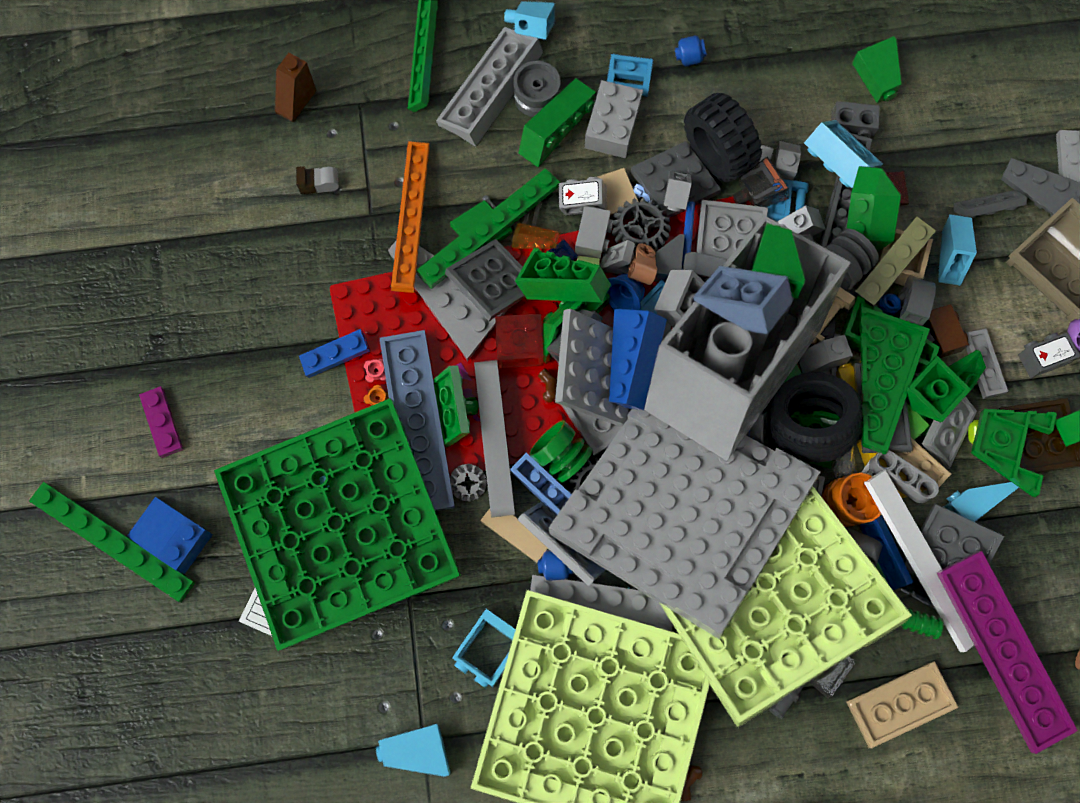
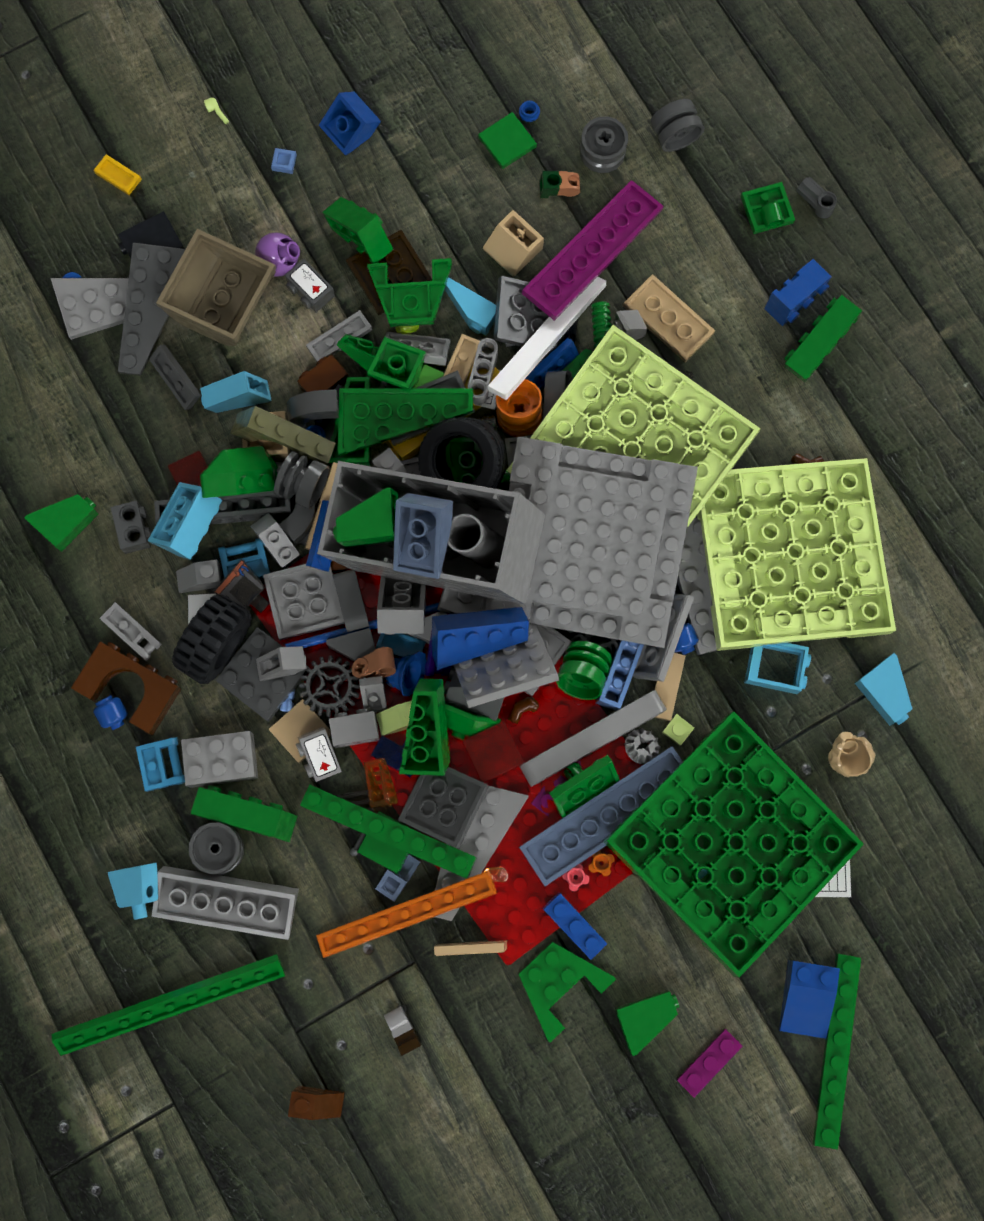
camera: 115 degrees left, 5 degrees up
(225, 380) = (646, 1019): none -> green slope
(301, 319) = (554, 975): none -> green wing
(357, 257) = (470, 948): none -> tan tile
(367, 680) = (851, 755): none -> tan hair
(410, 303) = (498, 874): none -> clear orange arm
(441, 218) = (392, 883): none -> sand blue slope
(468, 524) = (678, 730): none -> yellowish green plate
(729, 51) = (107, 663): none -> reddish brown arch
(759, 88) = (129, 630): none -> light grey plate
(906, 652) = (630, 323): none -> light grey slope
(1037, 571) = (513, 243): none -> tan slope

